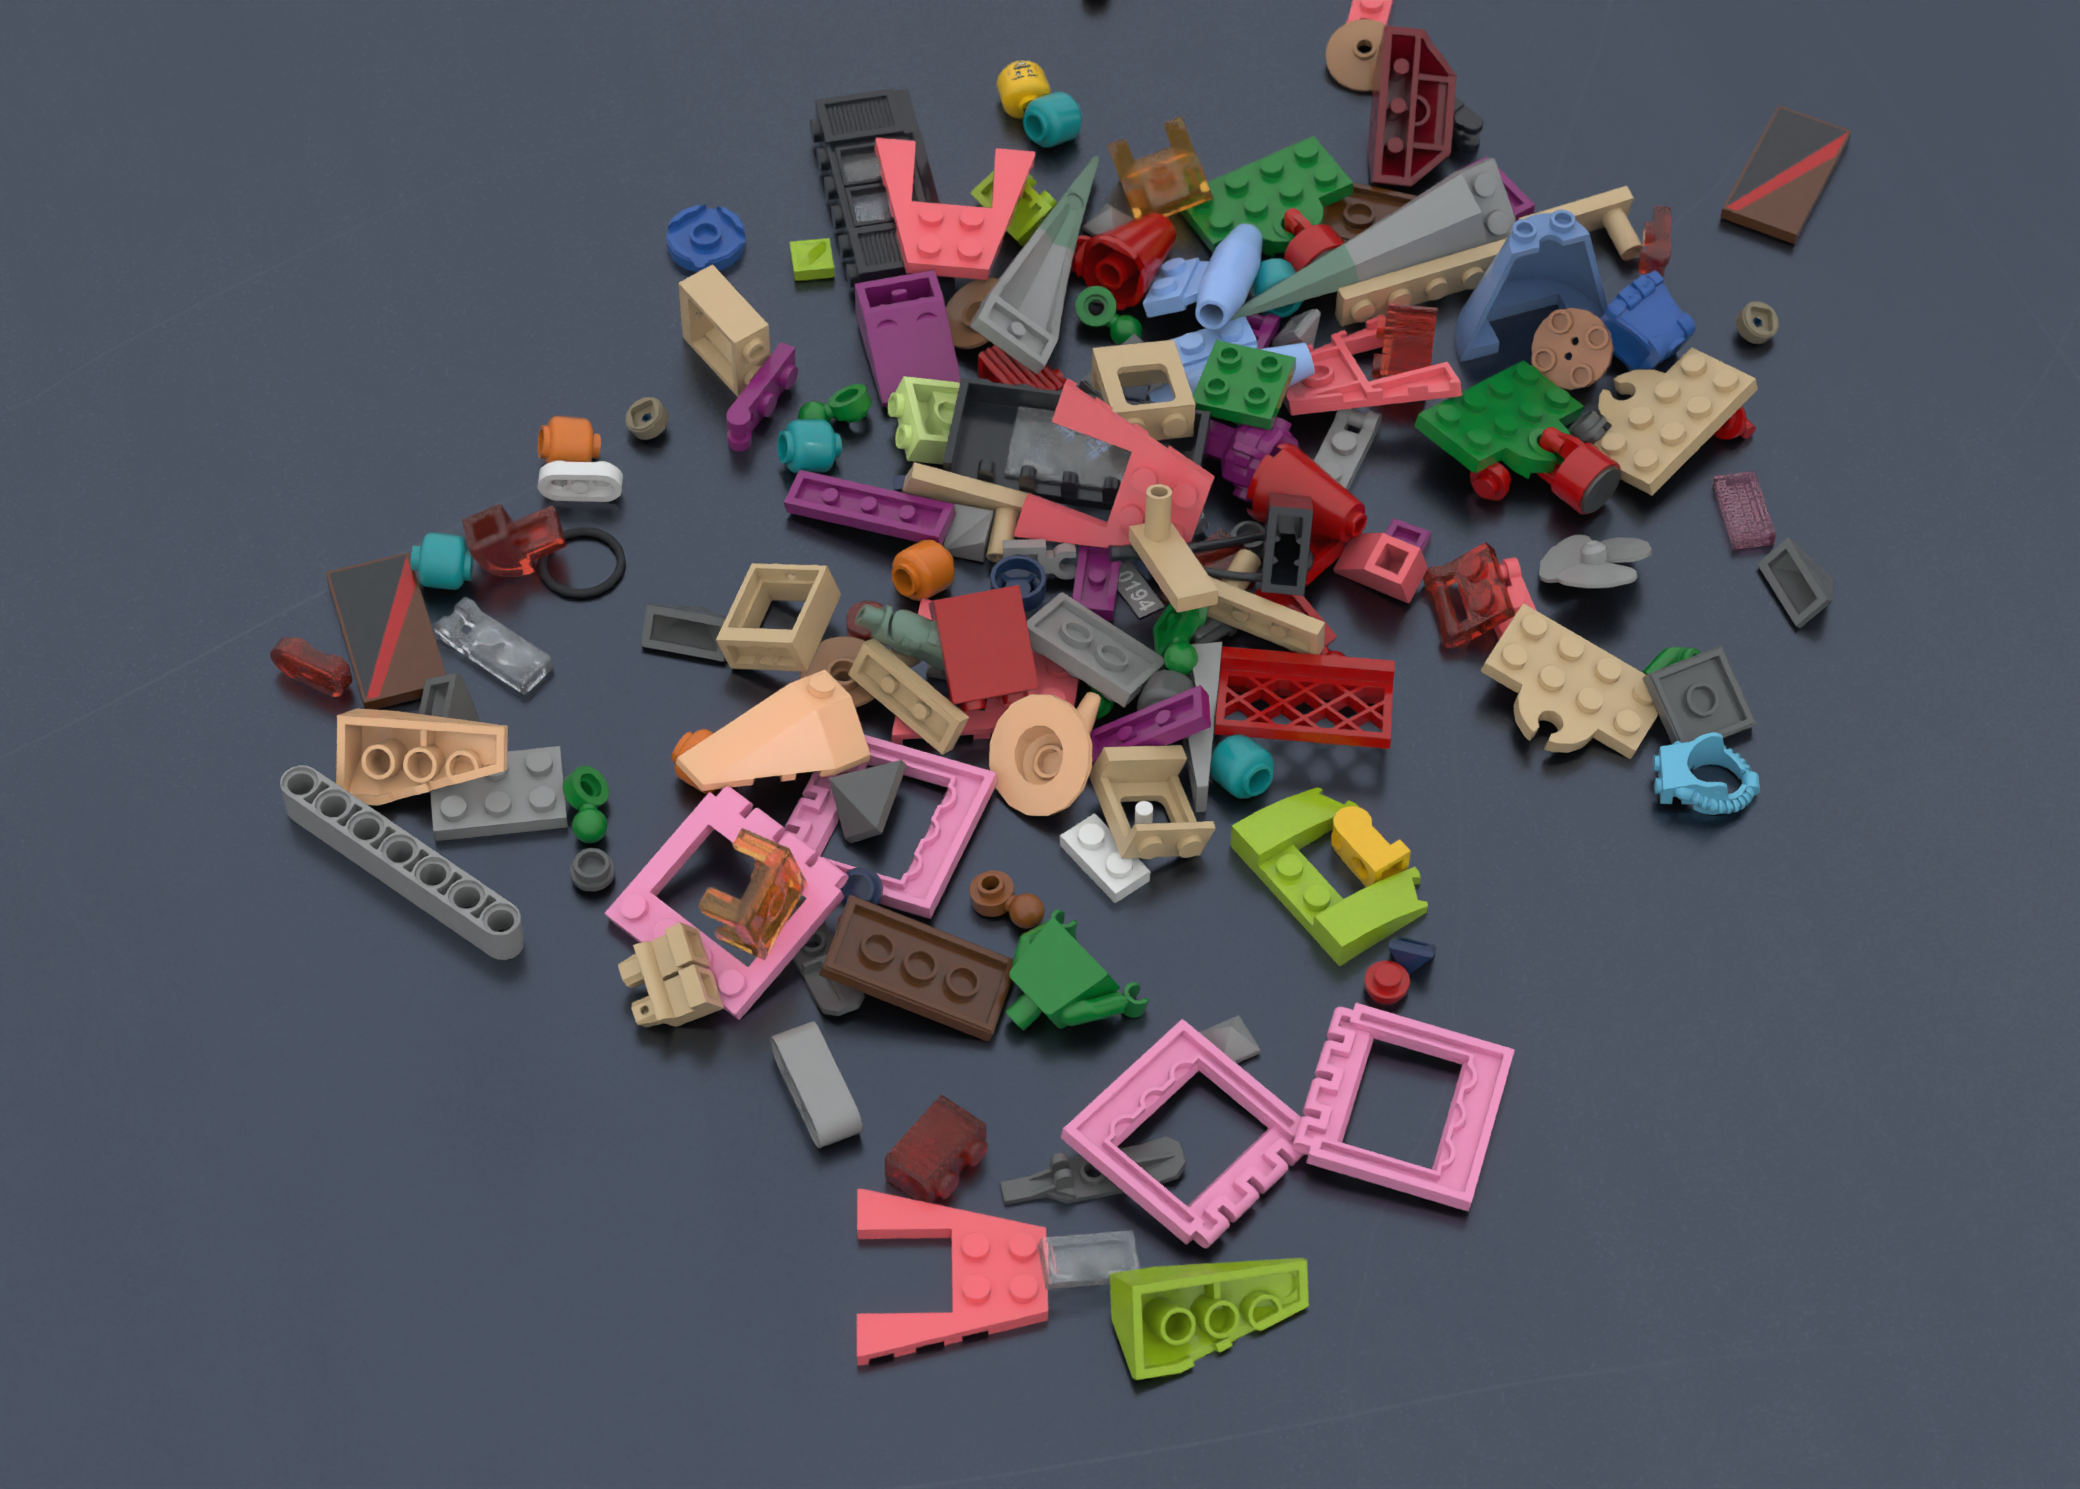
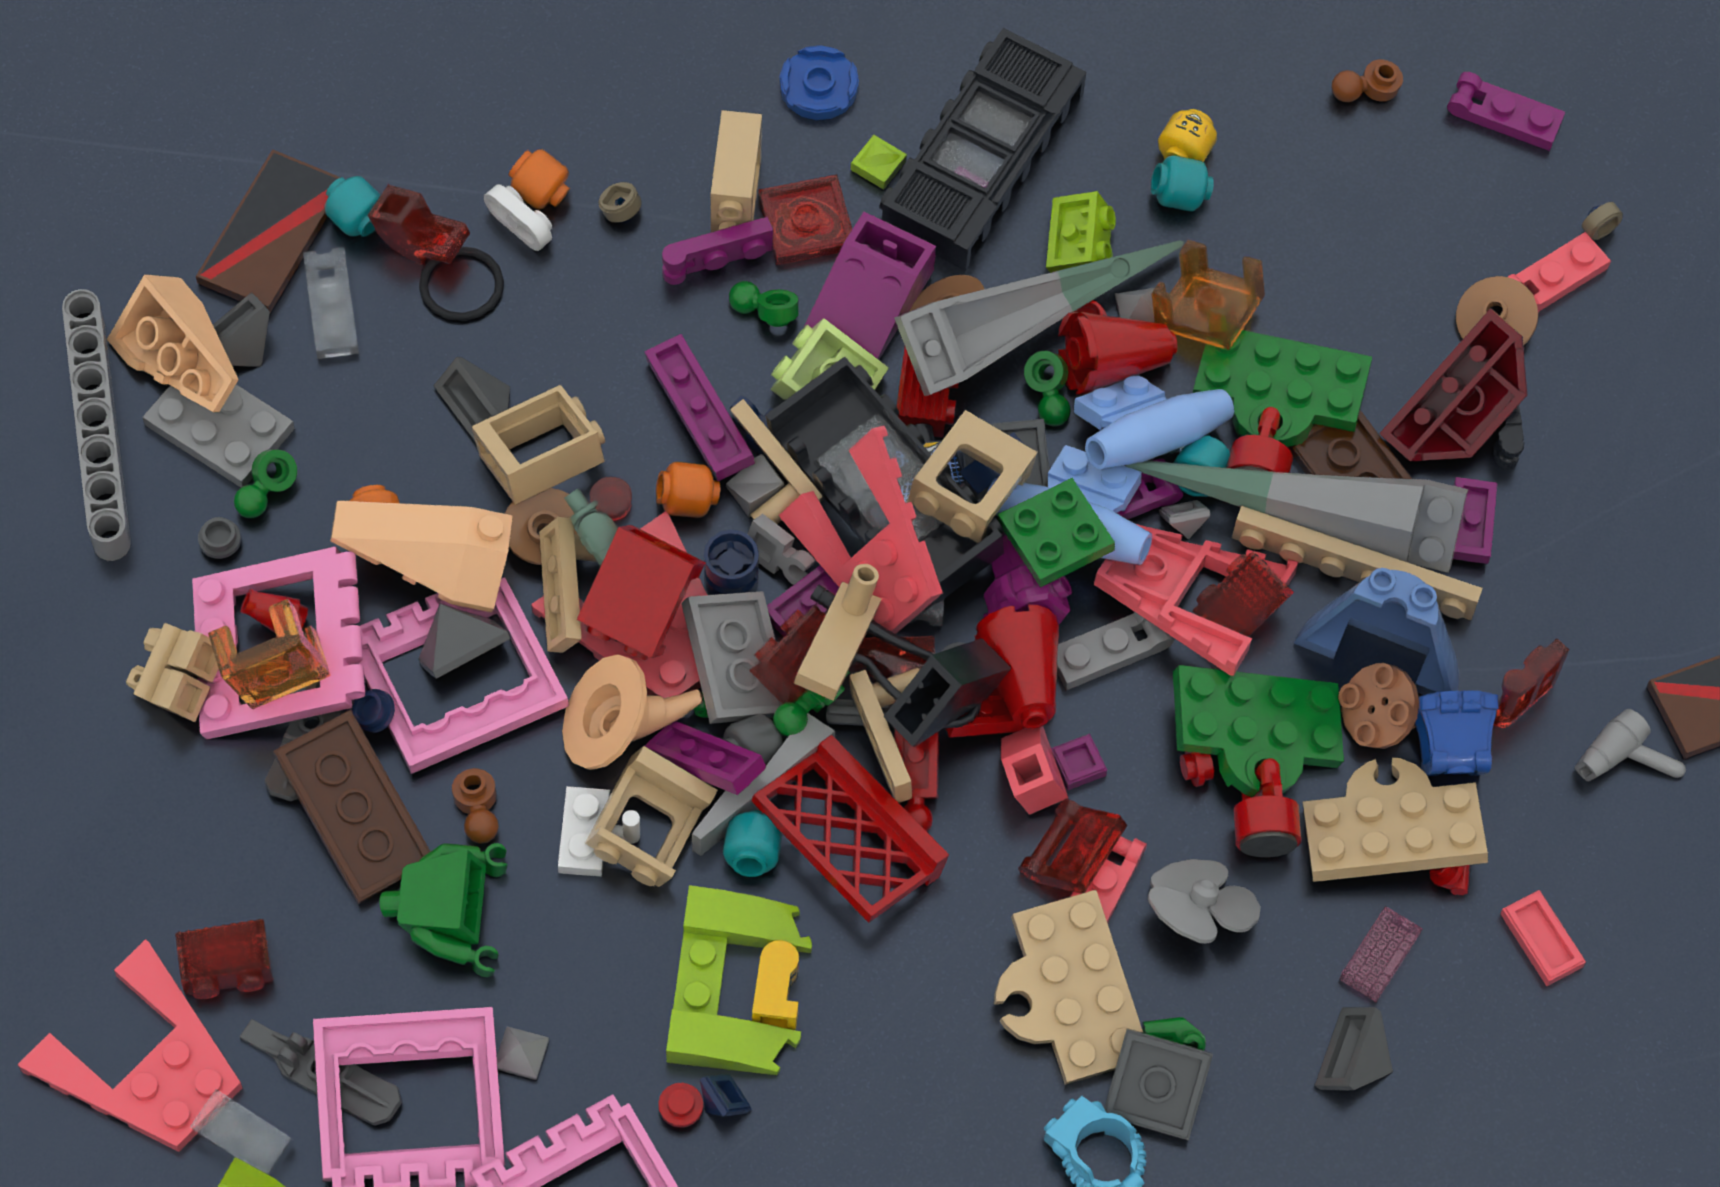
camera: 40 degrees right, 10 degrees up
(312, 667) = (185, 204): clear red plate -> none
(695, 881) = (257, 606): none -> red cone
(808, 445) = (709, 319): teal head -> none
(811, 329) = (806, 218): none -> clear red tile
(816, 1084) = (198, 835): light grey beam -> none
(944, 236) = (980, 228): coral wing -> none
(1138, 612) = (782, 659): none -> clear red brick
(1589, 427) = (1323, 783): dark grey plate -> none
(1607, 211) = (1545, 606): tan piece -> none
(1748, 257) = (1624, 739): none -> light grey piece
(1757, 322) = (1567, 803): dark tan tile -> none
(1834, 419) = (1543, 938): none -> coral tile

